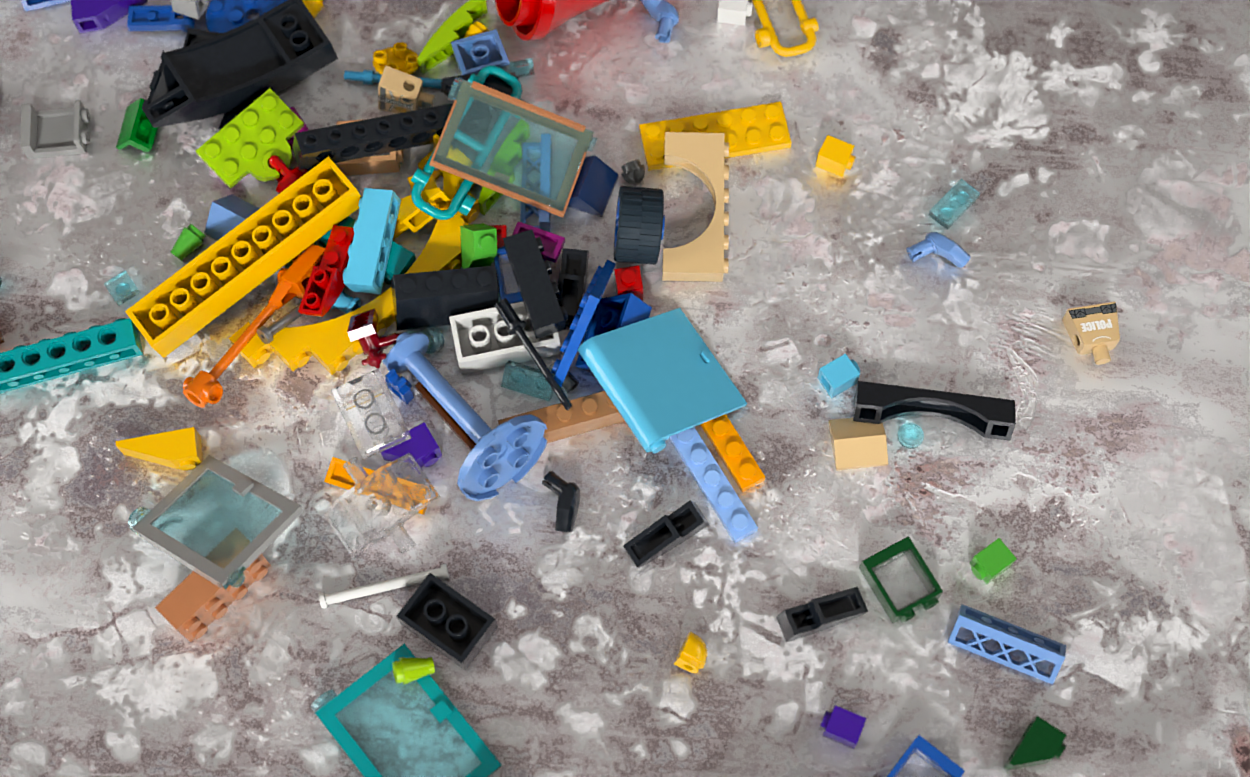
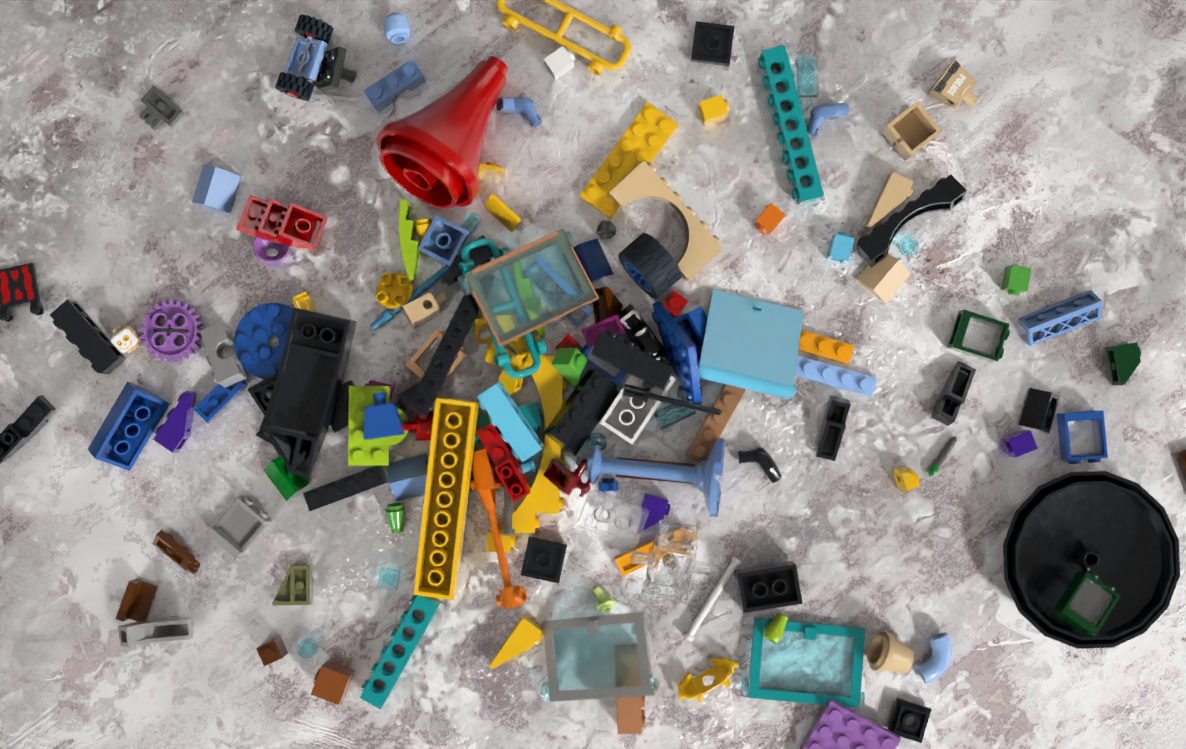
camera: 45 degrees left, 20 degrees up
(40, 221) = (296, 587): none -> olive wing
(173, 176) = (345, 487): none -> black brick
(264, 134) = (382, 419): none -> blue torso
(271, 400) = (543, 559): none -> black plate
(273, 652) = (695, 689): none -> yellow piece
(285, 487) = (605, 602): none -> yellowish green plate
(556, 82) = (503, 213): none -> yellow slope
(572, 229) = (606, 305): none -> reddish brown slope
(579, 32) = (490, 167): none -> yellow bracket
(752, 667) = (942, 456): none -> dark grey piece
(794, 291) = (769, 219): none -> orange brick
(859, 302) = (778, 57): none -> teal brick
(890, 104) = (712, 43): none -> black plate
(899, 716) = (1039, 410): none -> black panel
(938, 373) = (894, 192): none -> tan slope
(1011, 329) = (911, 130): none -> tan piece

